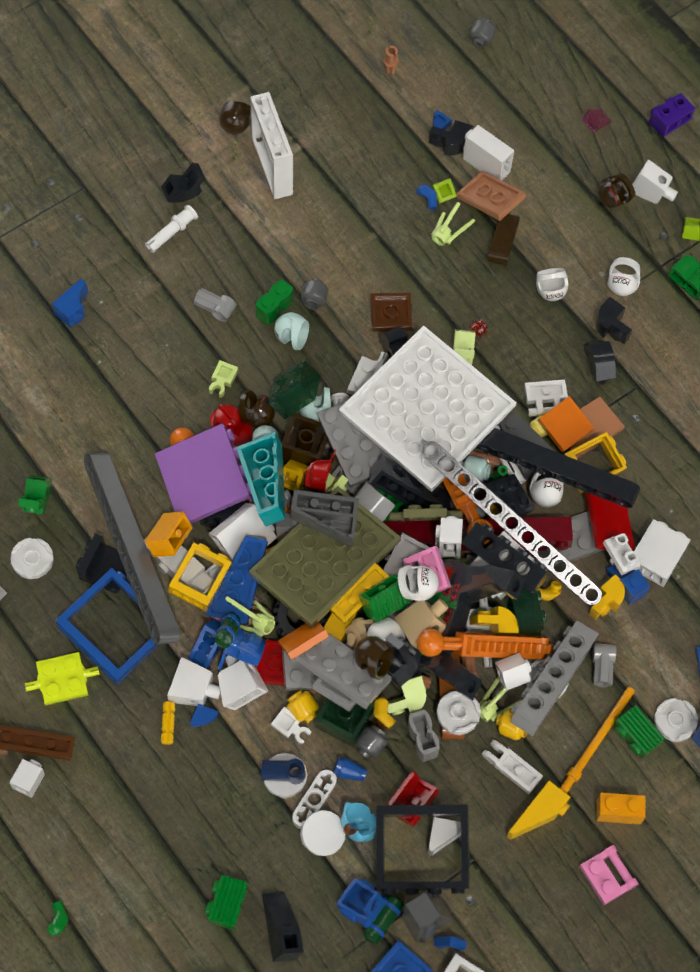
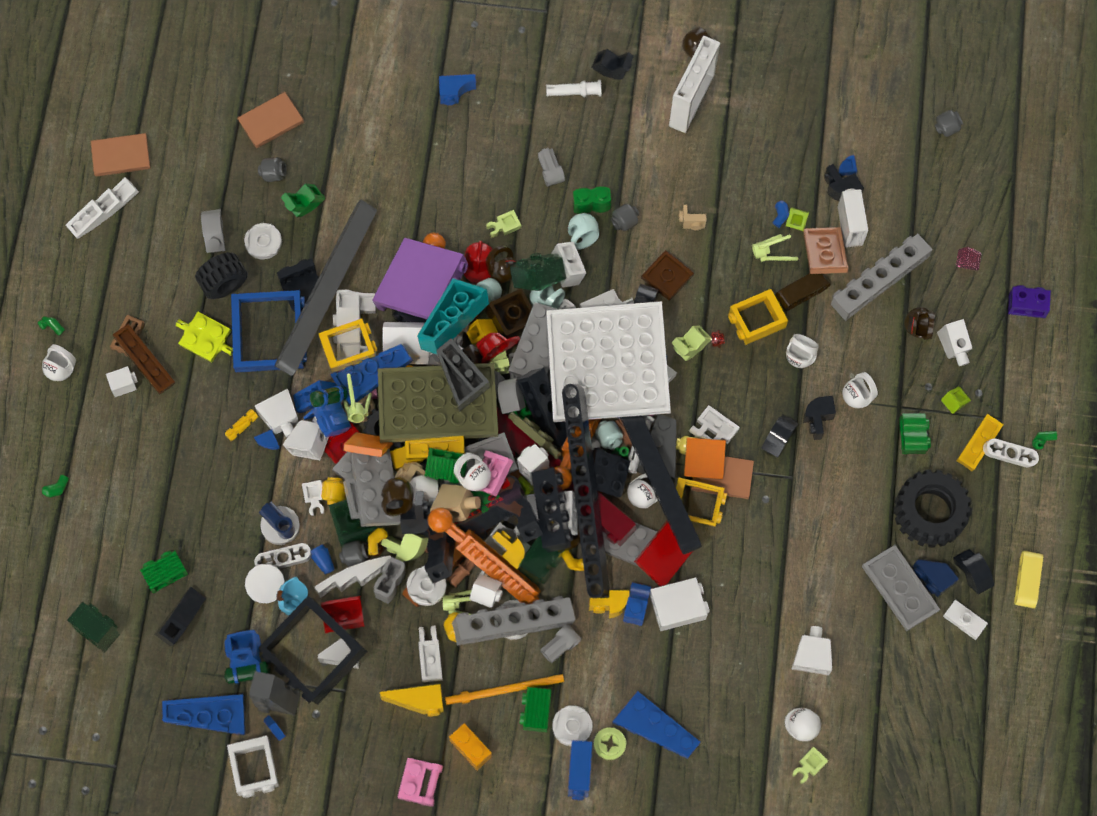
camera: 45 degrees right, 5 degrees up
(30, 613) = (221, 275): none -> black tyre
(168, 534) = (355, 299): light orange brick -> none
(318, 362) = (572, 263): none -> white brick
(368, 255) = (692, 221): none -> tan bracket
(391, 60) = (853, 90): nougat axle -> none
(391, 754) = (360, 572): none -> white slope
(497, 270) = (780, 320): none -> yellow window
(553, 154) = (848, 307): none -> light grey brick
(621, 554) = (645, 580): white hips -> none

